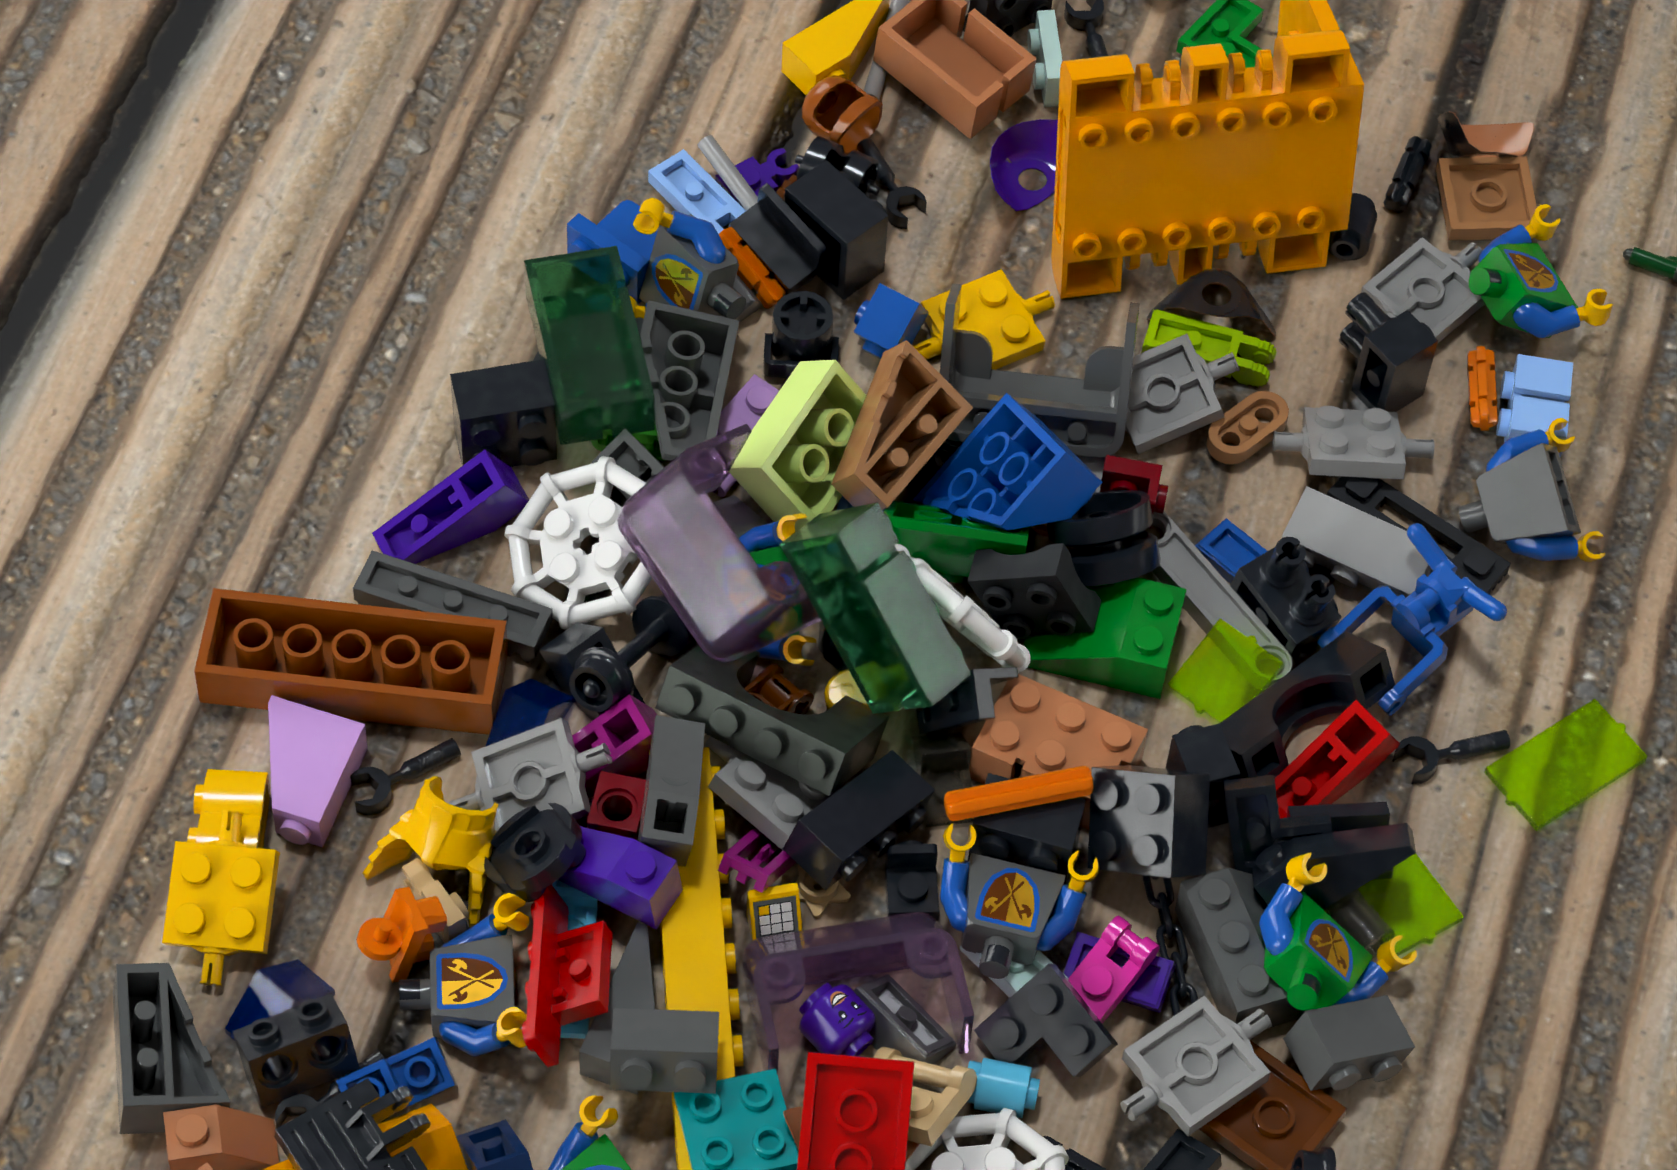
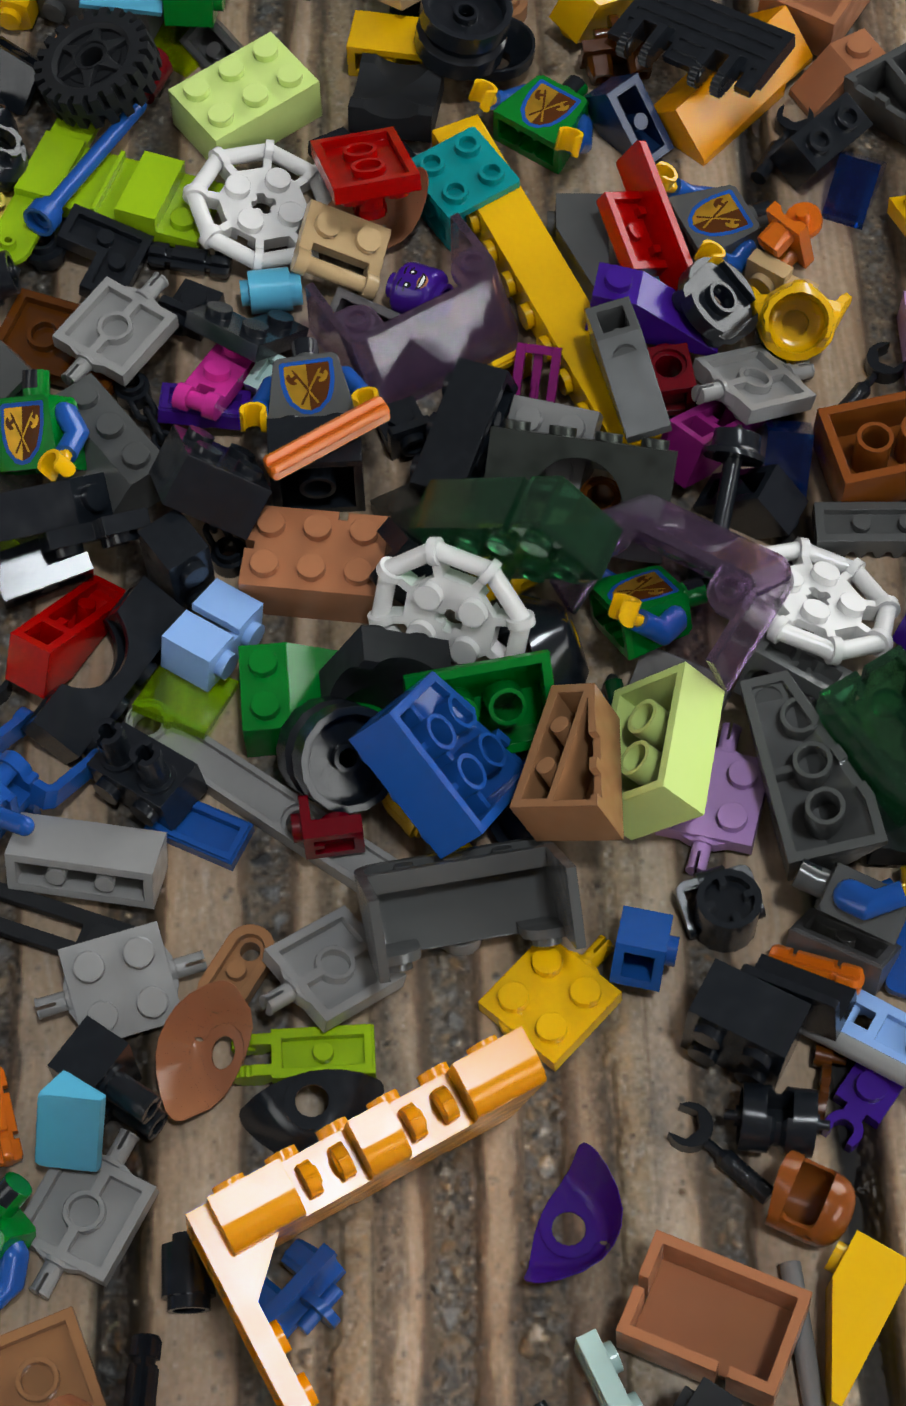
camera: 165 degrees right, 5 degrees up
(419, 1068) = (740, 155): blue slope -> none
(664, 1050) = (537, 180): dark grey brick -> none
(1094, 1106) = (188, 297): none -> black bracket
(1194, 696) = (207, 646): none -> light blue piece
(1310, 365) = (185, 1066): none -> nougat piece
(1429, 305) = (70, 1124): none -> medium azure slope

